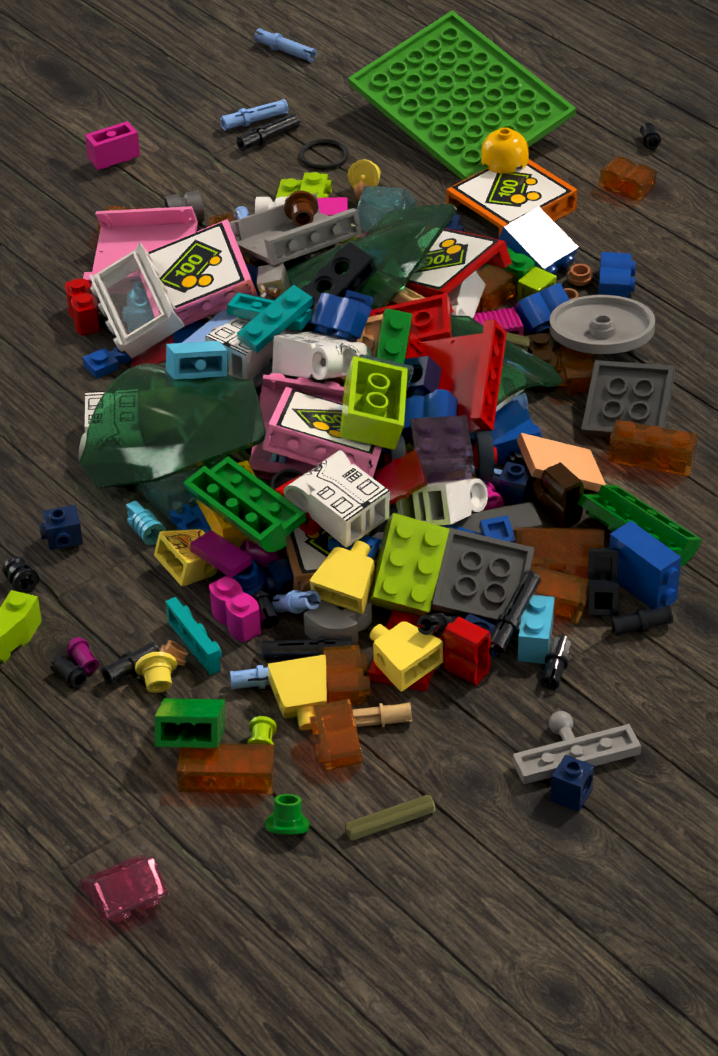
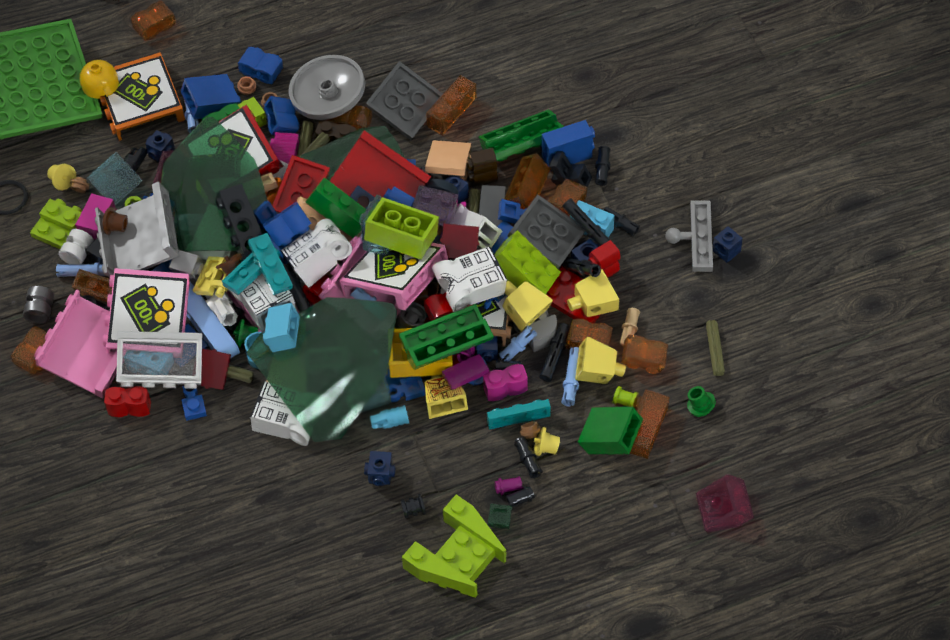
camera: 70 degrees left, 15 degrees up
(32, 658) = (499, 516): none -> clear green plate

